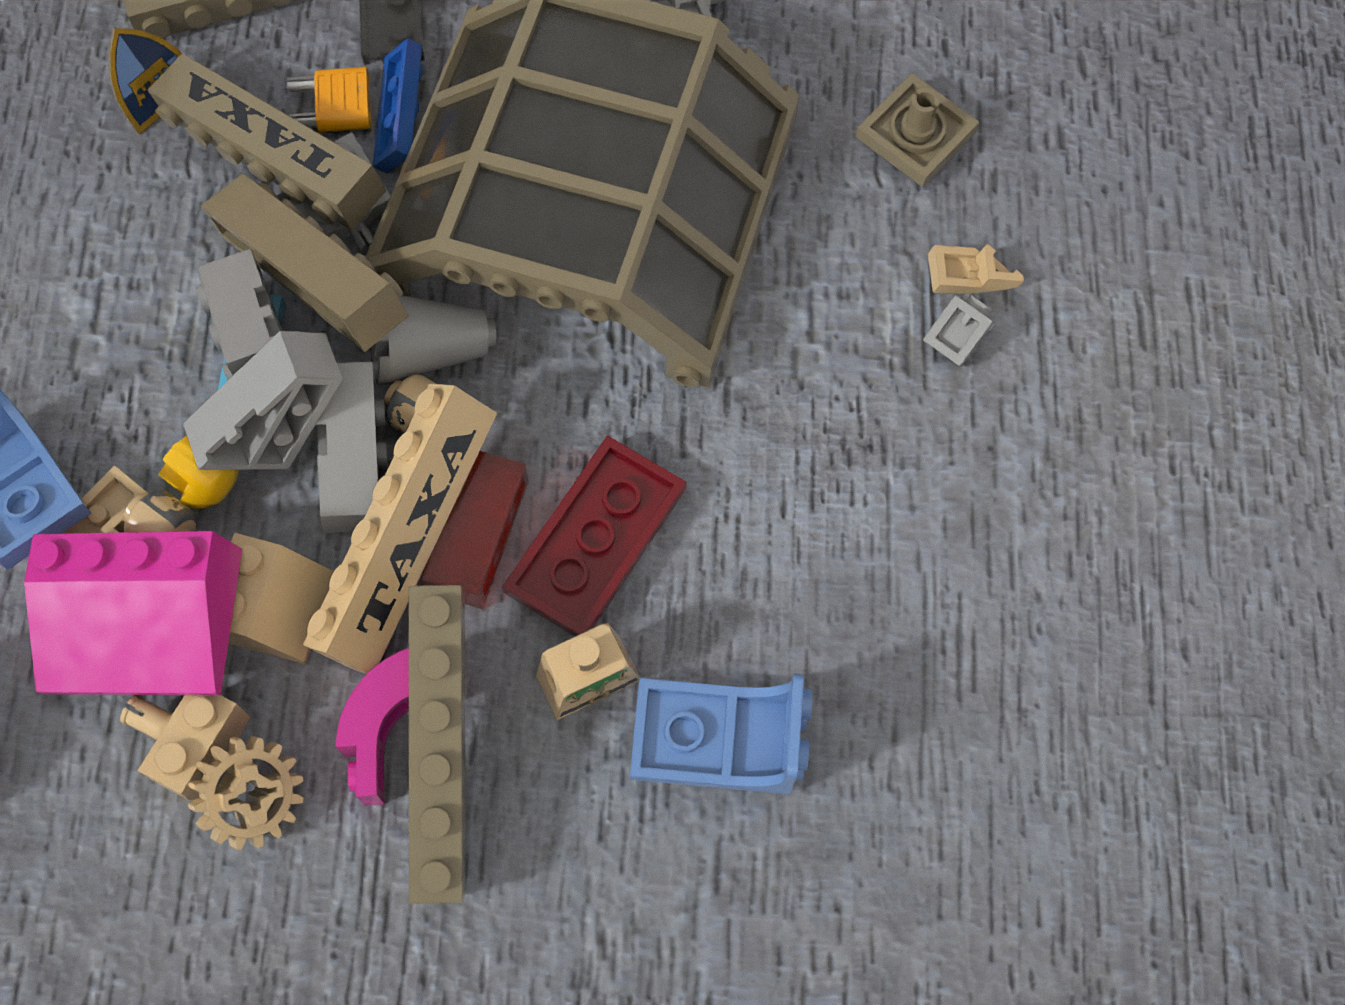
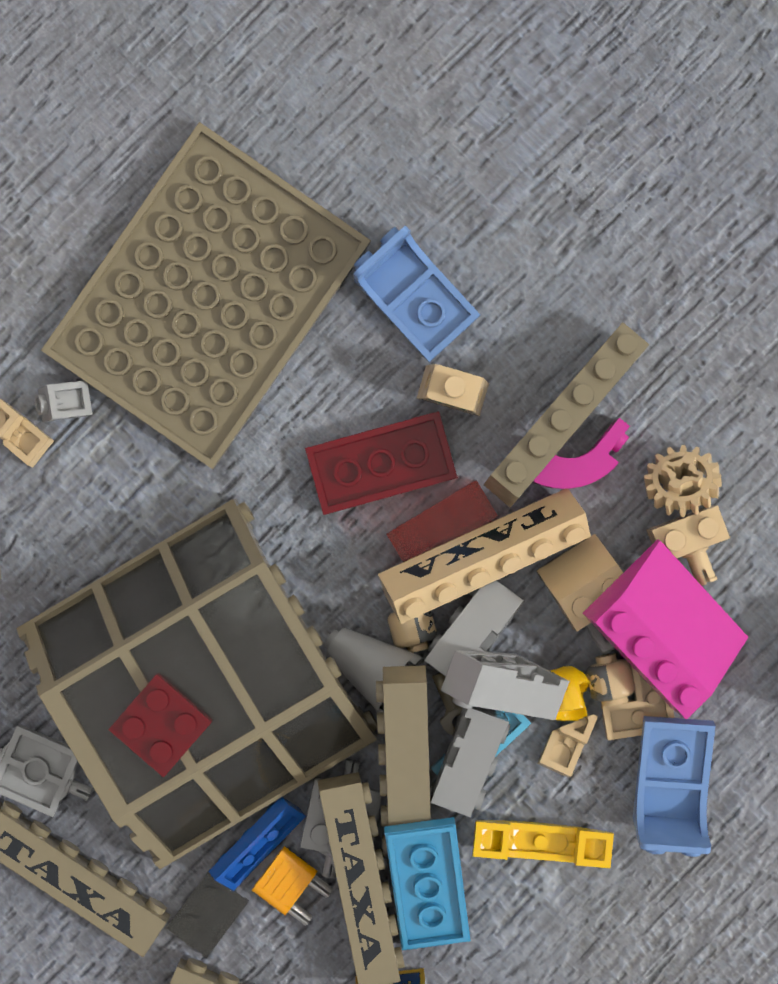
camera: 135 degrees left, 20 degrees up
(108, 326) = (542, 842): none -> yellow slope
(157, 427) = (566, 745): none -> tan slope
(194, 190) = (427, 883): none -> dark azure tile
(578, 78) = (160, 725): none -> dark red plate
(930, 553) = (206, 295): none -> dark tan plate

